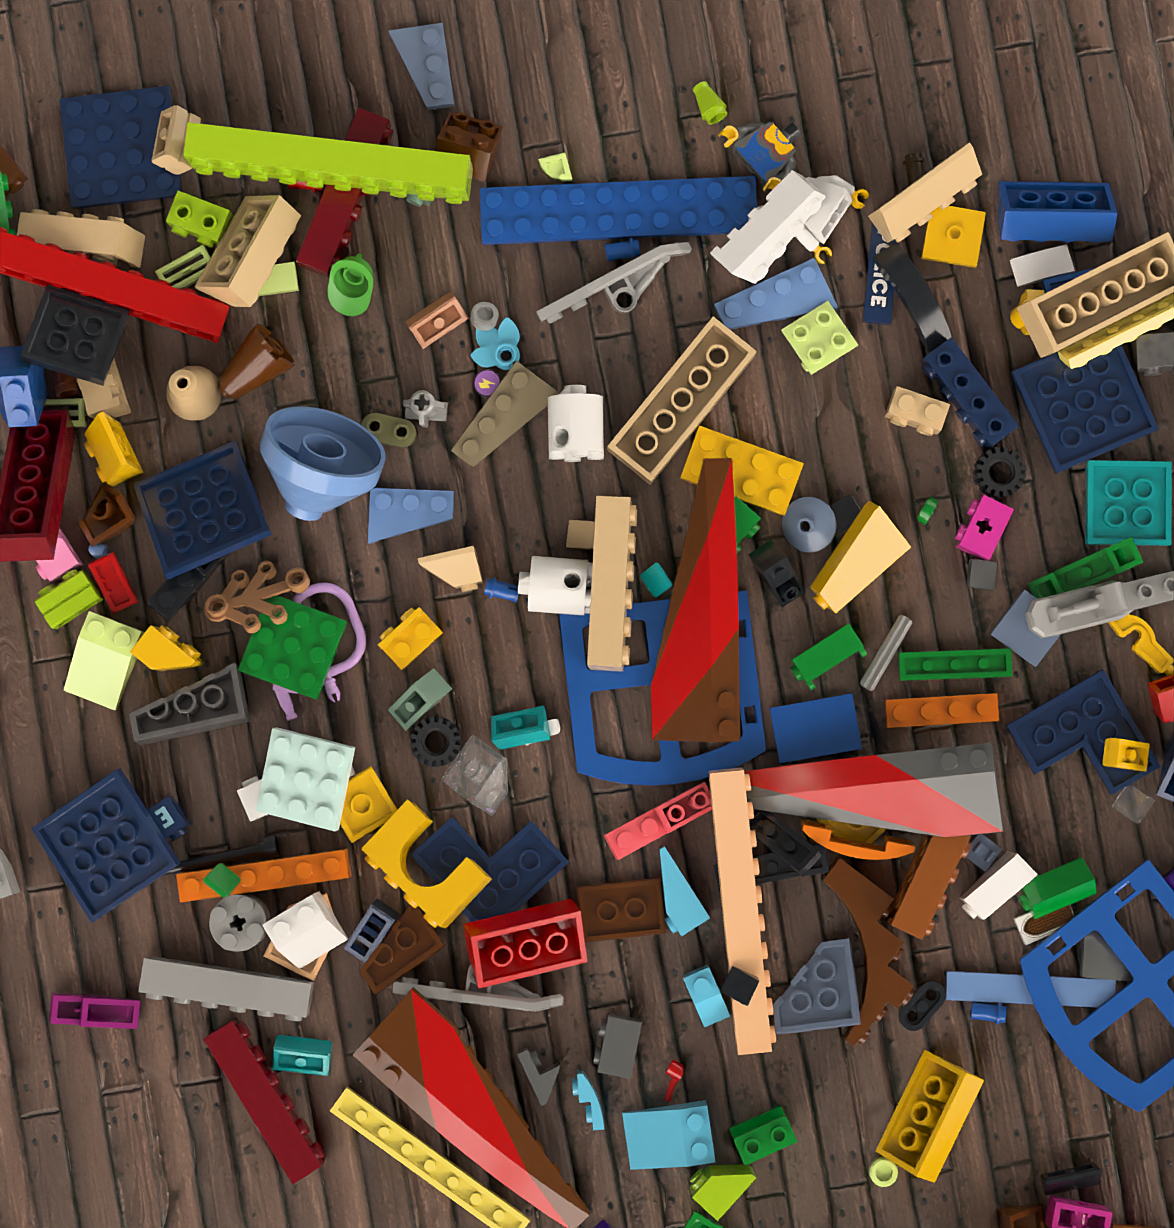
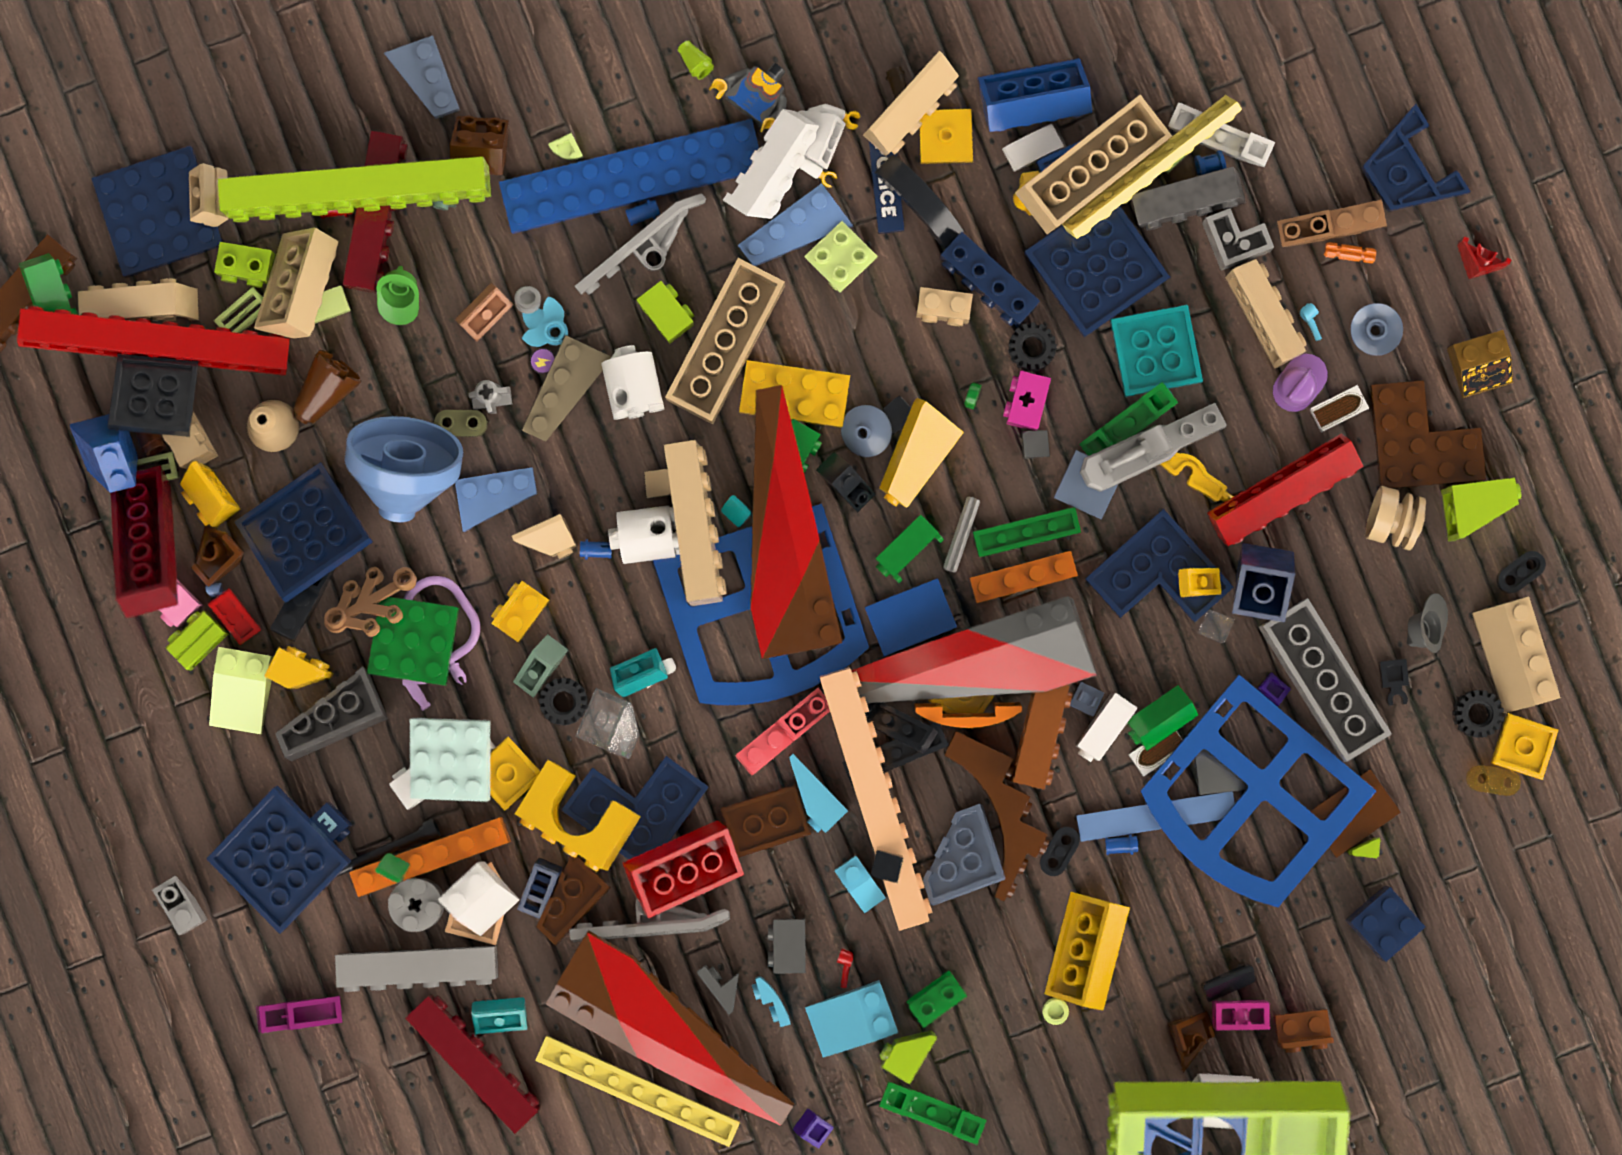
camera: 15 degrees left, 0 degrees up
(626, 358) = (666, 312): none -> lime brick

